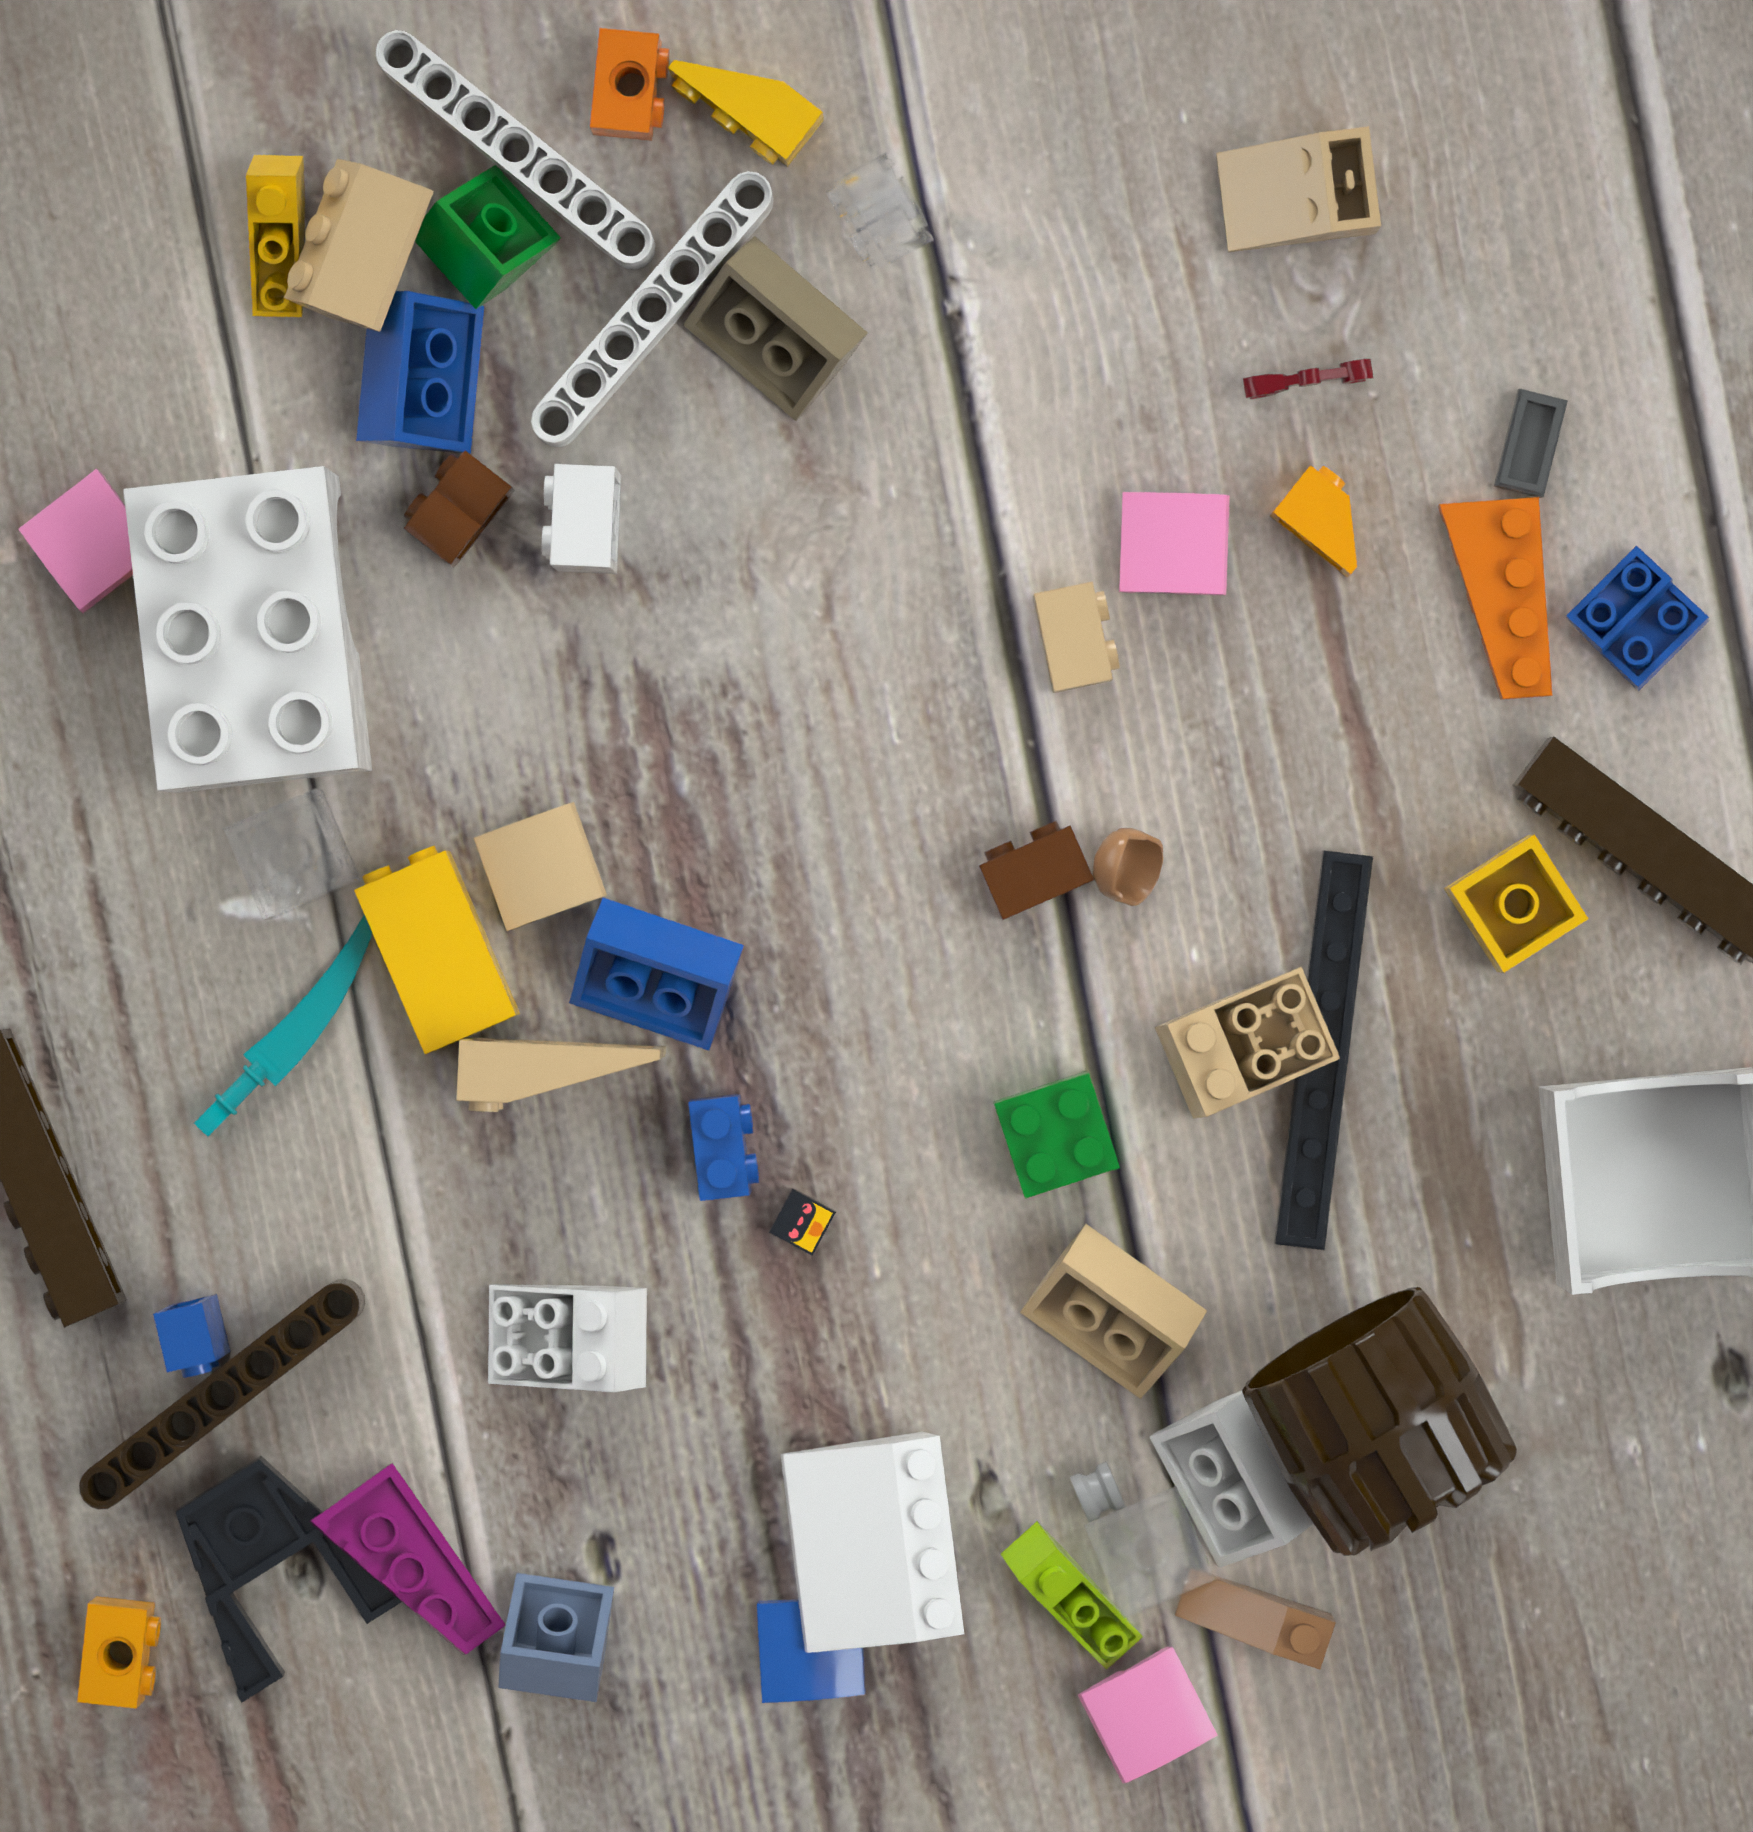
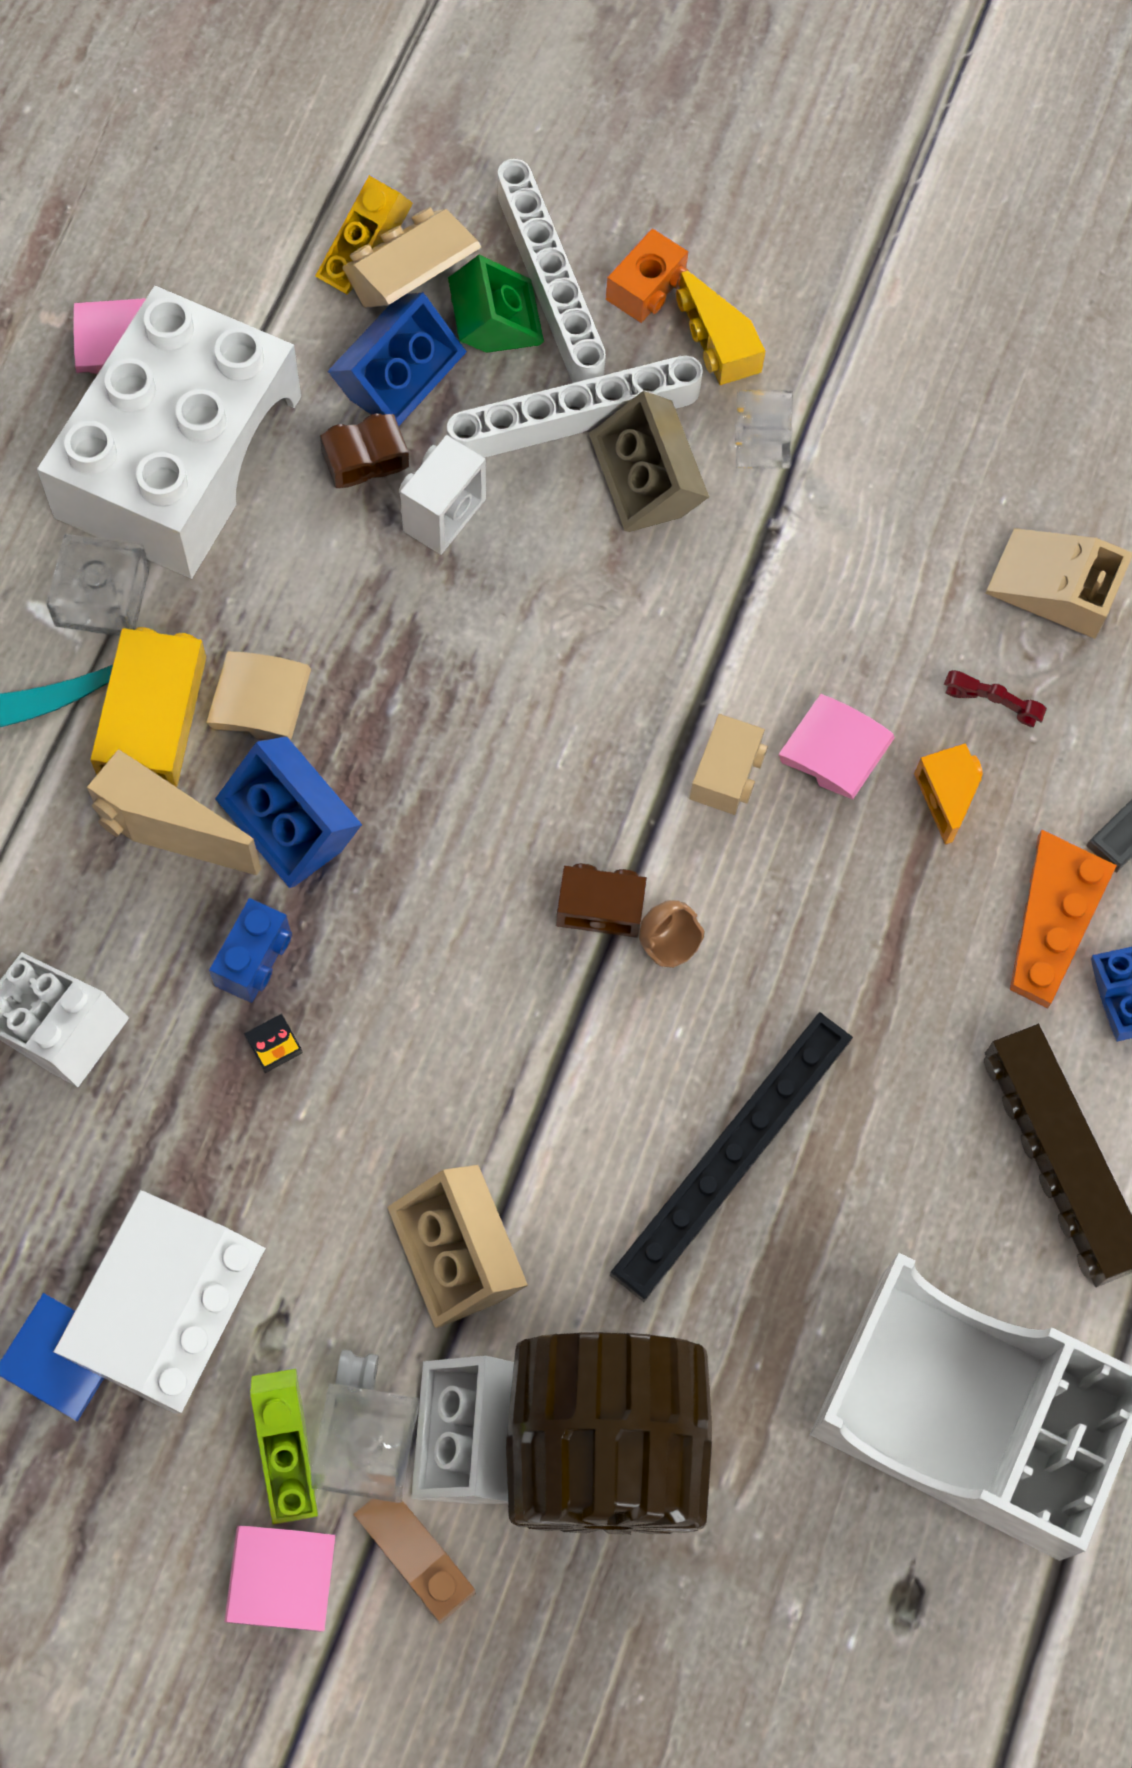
camera: 30 degrees right, 20 degrees down
(1056, 1134) = (497, 1088): green brick -> none
(1247, 1043) = (679, 1108): tan slope -> none
(1516, 903) = (942, 1126): yellow brick -> none

